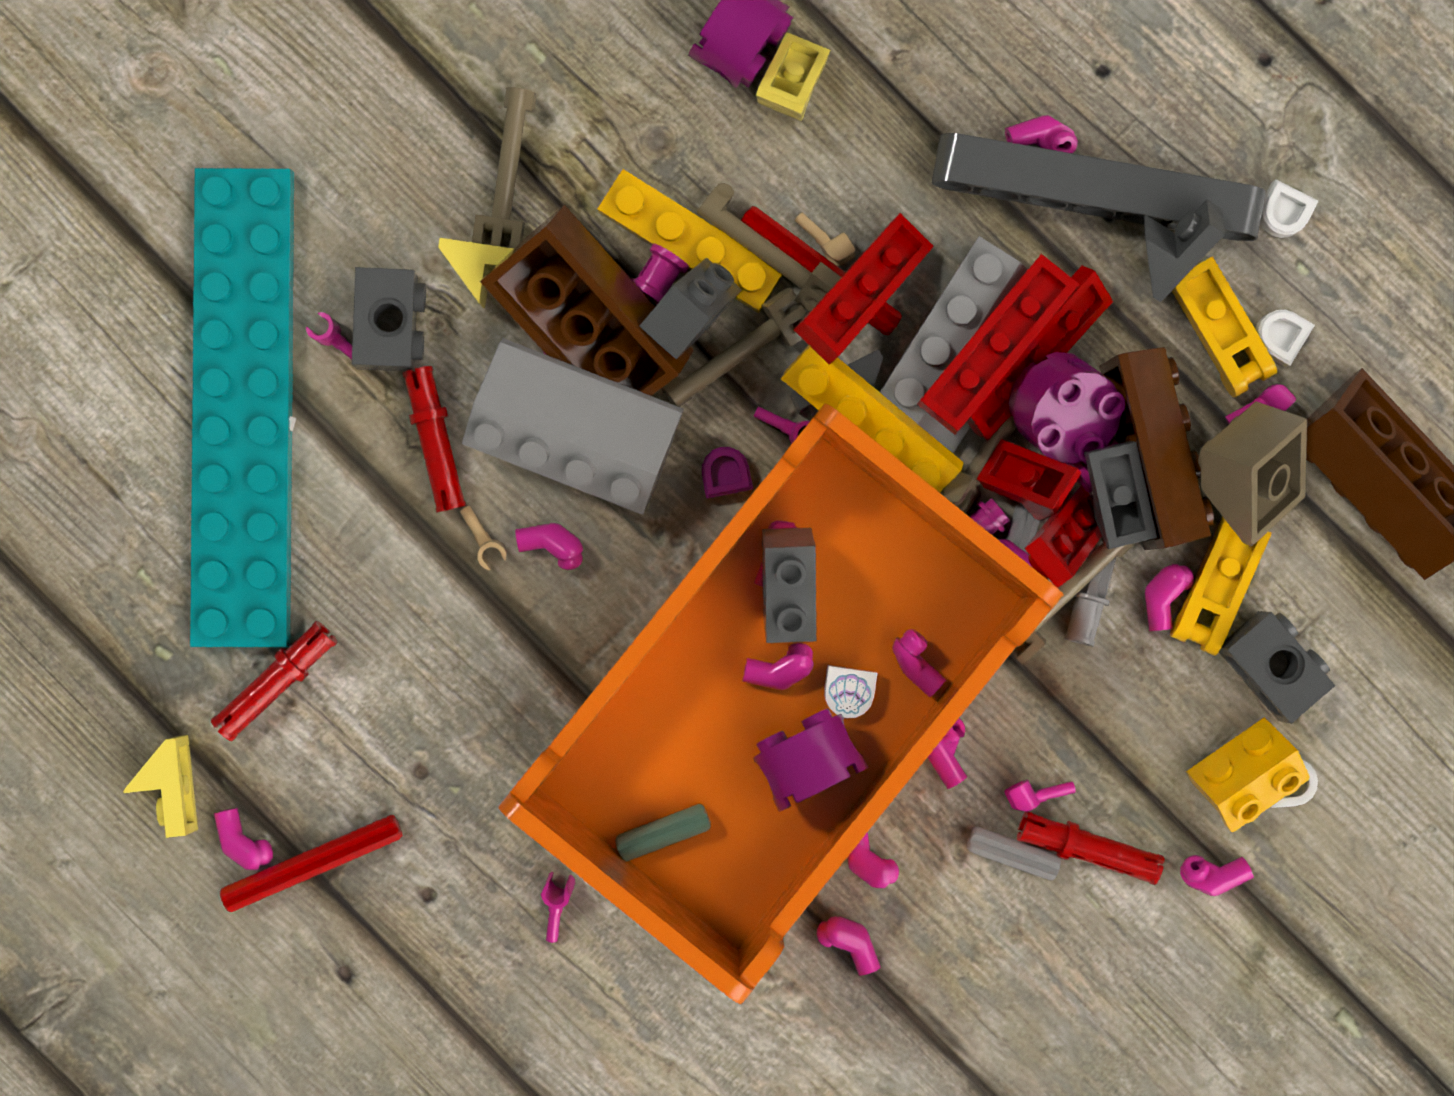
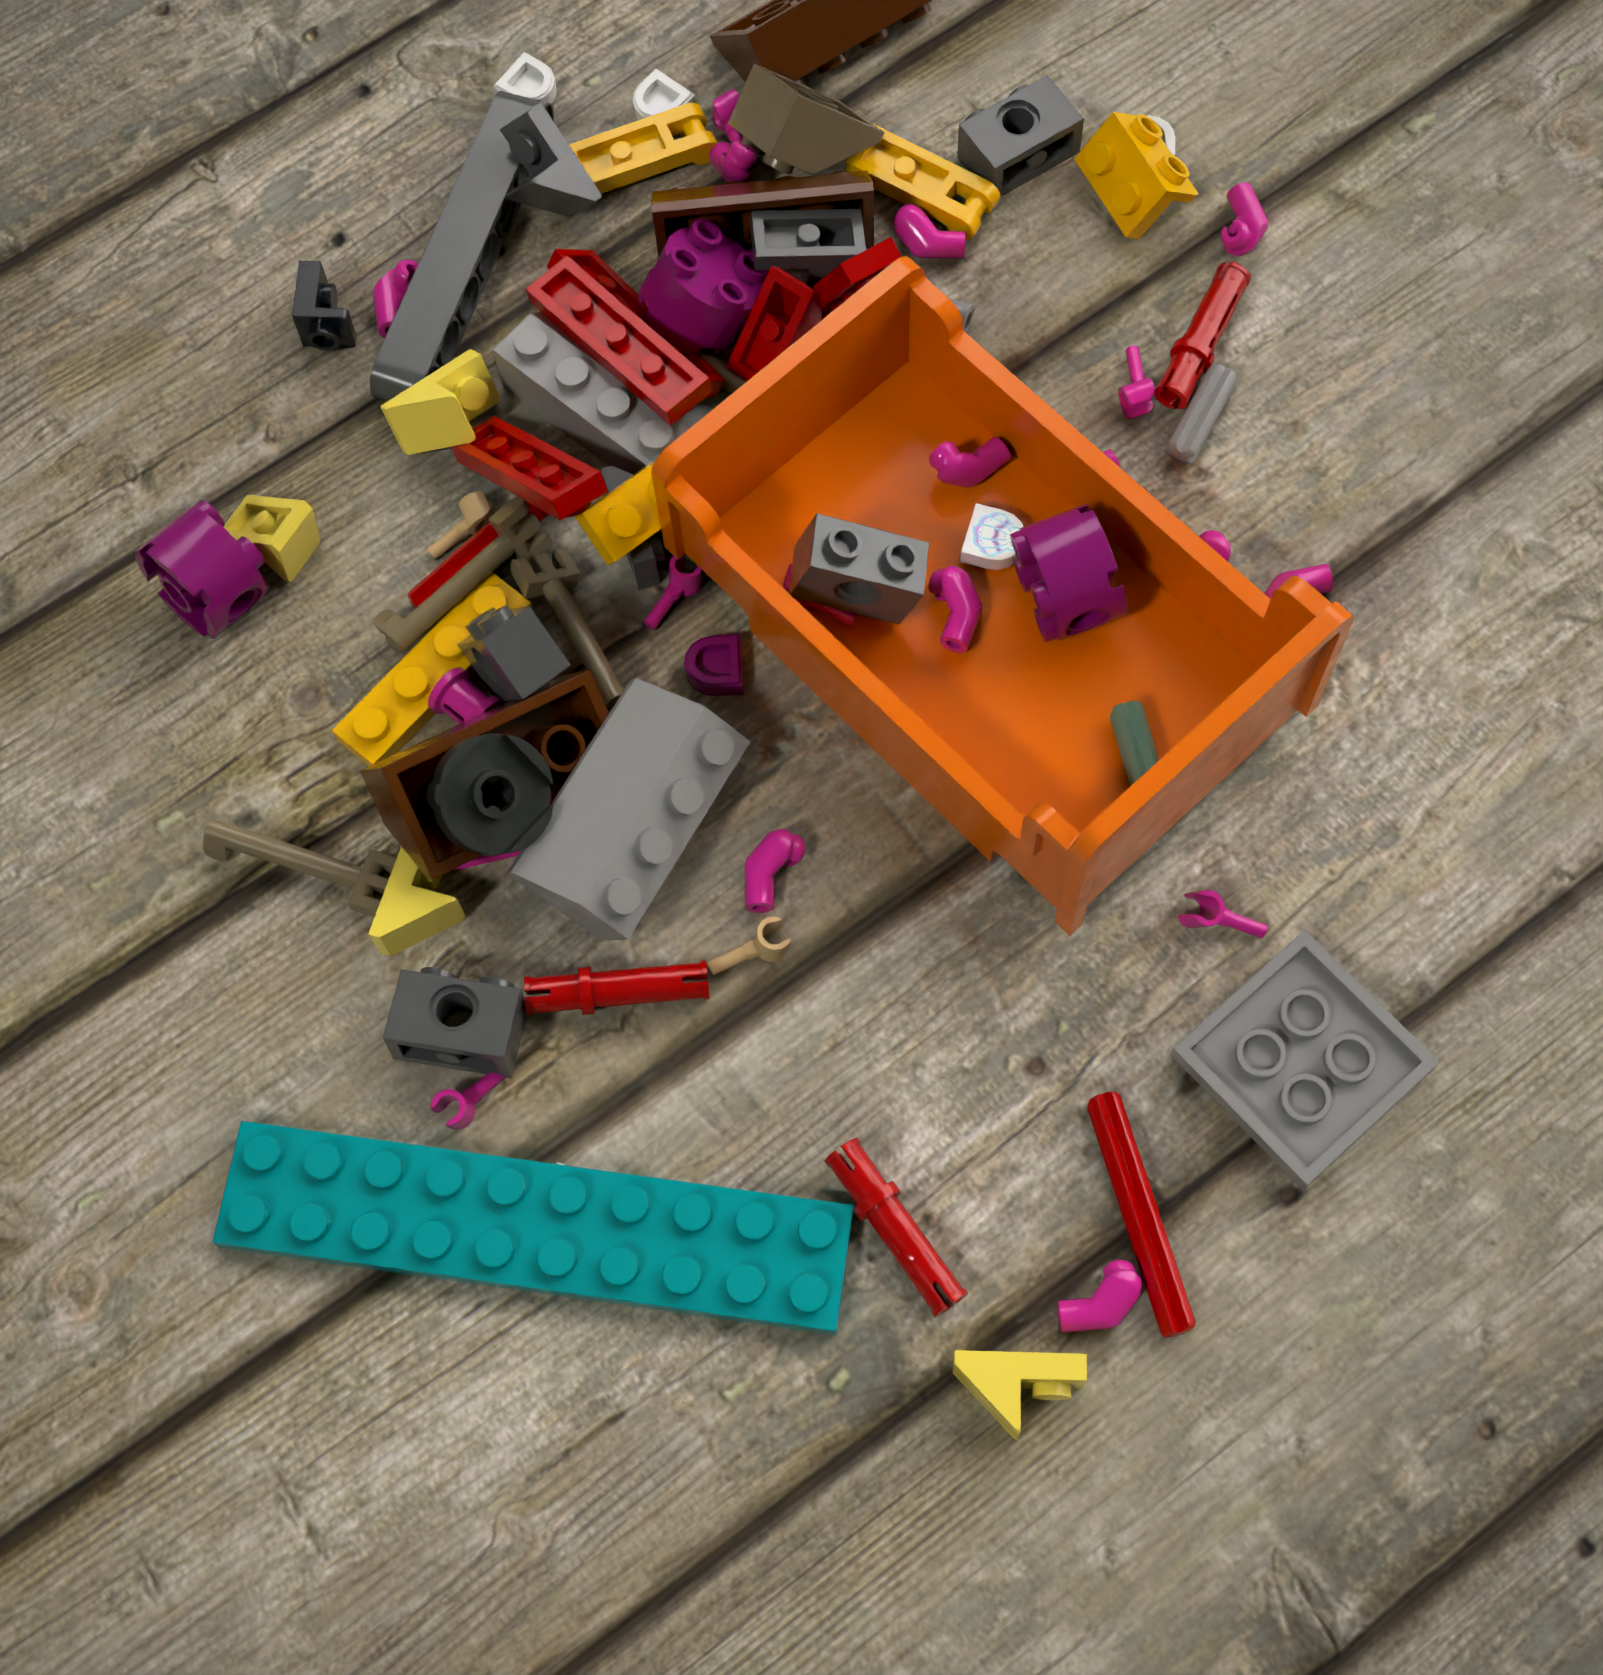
camera: 75 degrees left, 20 degrees down
(445, 979) = (1304, 1059): none -> light grey plate
(563, 295) = (457, 794): none -> pearl dark grey plate
(926, 194) = (439, 407): none -> light yellow slope
(1022, 66) = (316, 311): none -> black bracket
(1210, 415) = (733, 161): none -> dark pink arm

